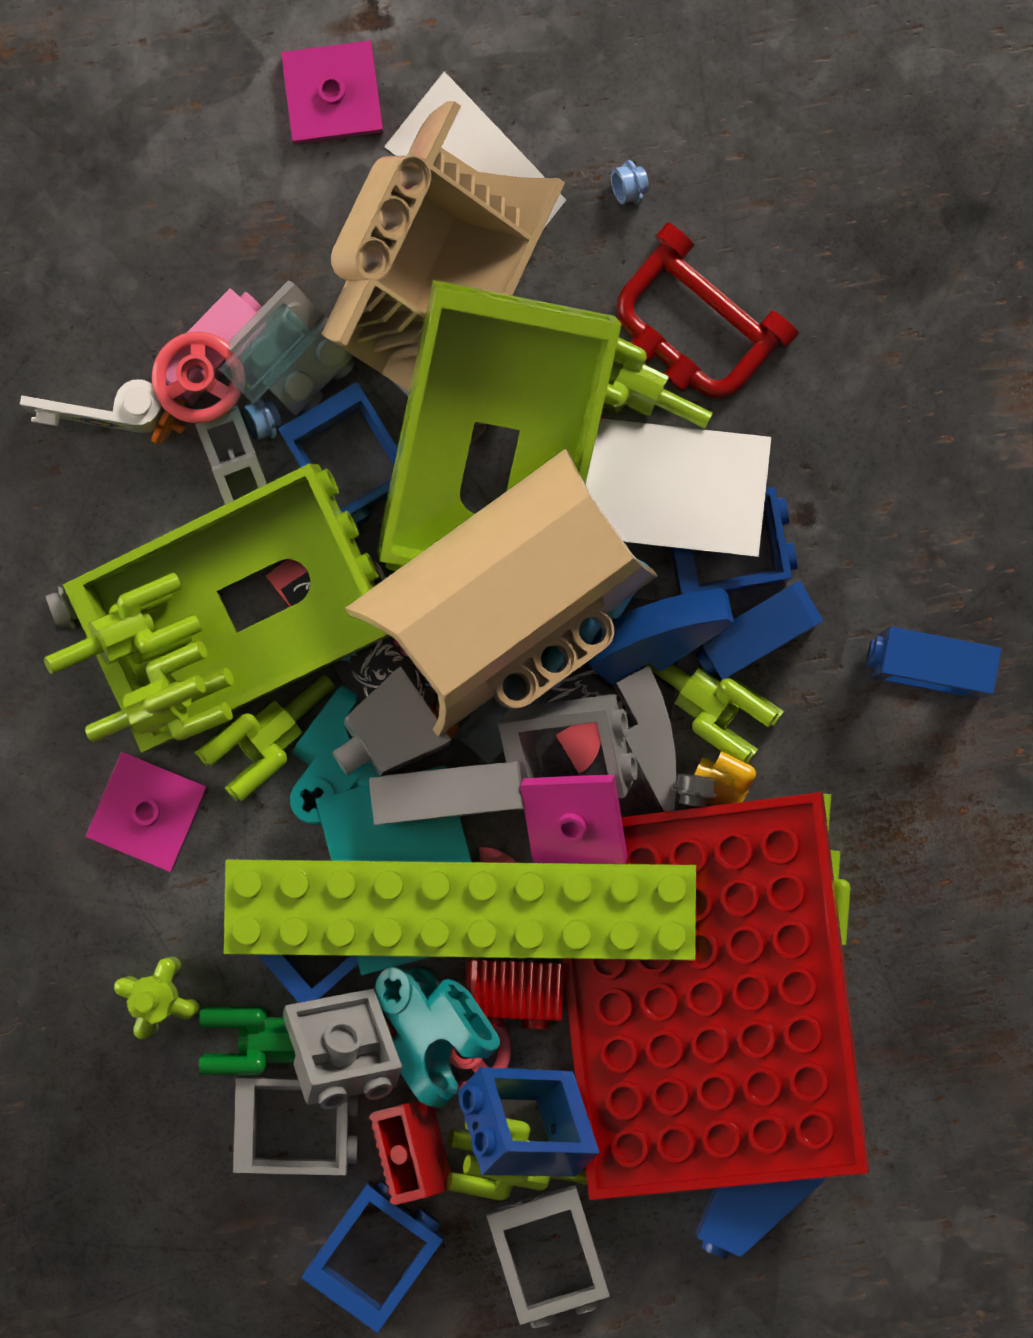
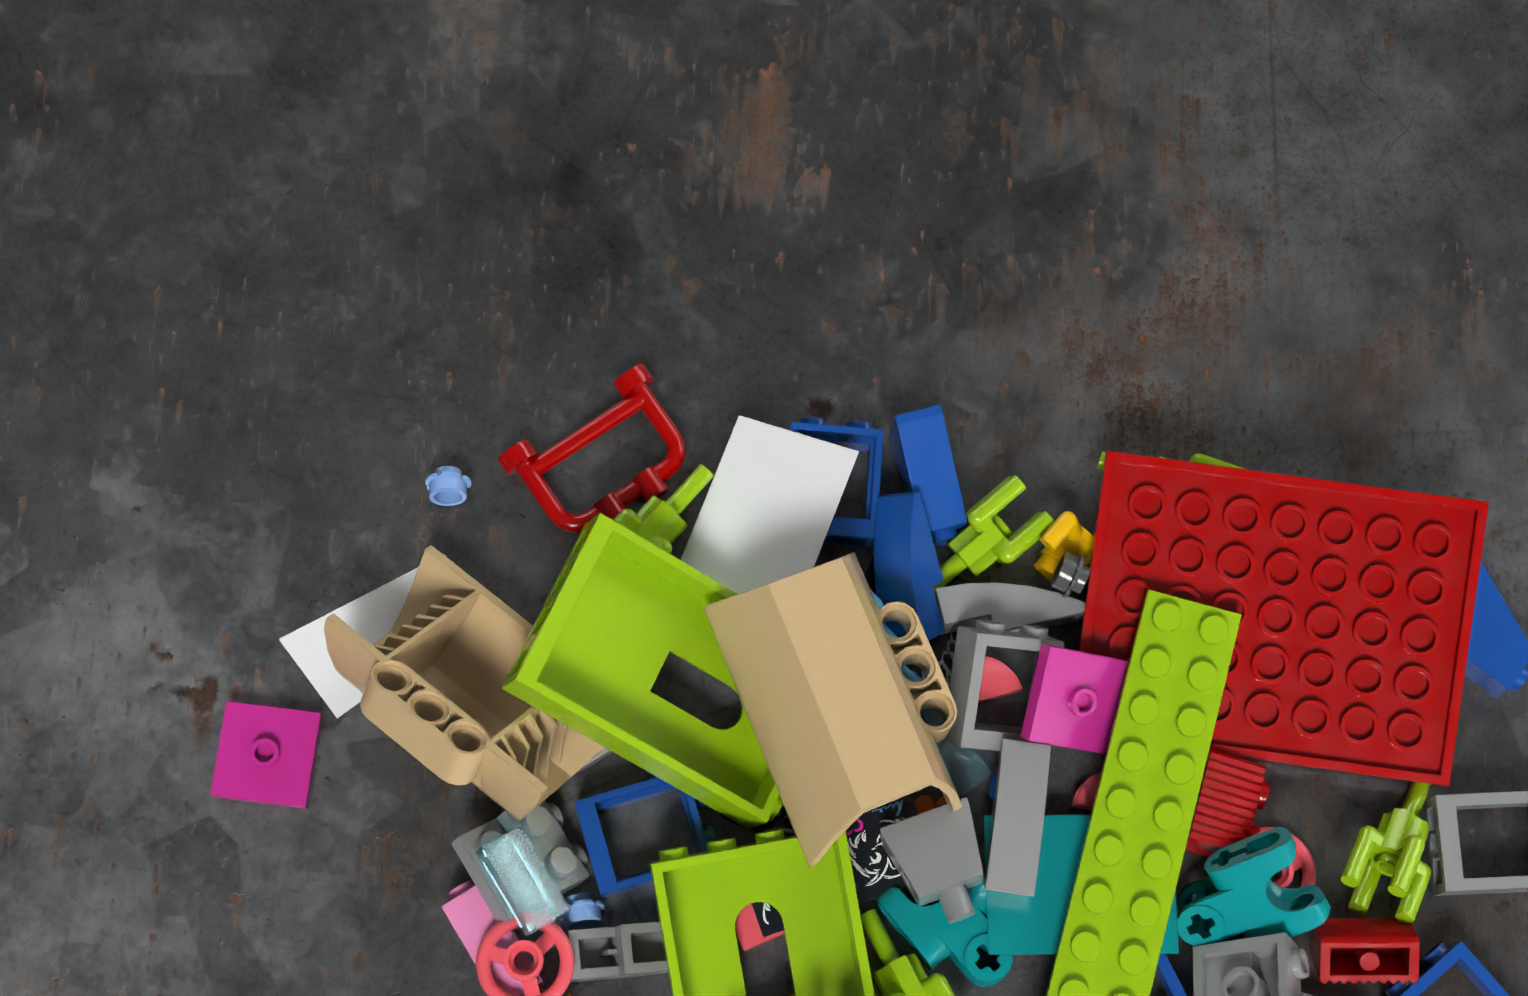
camera: 80 degrees left, 10 degrees down
(562, 1112) = (1359, 791): blue window -> none
(934, 662) = (1000, 319): blue window -> none

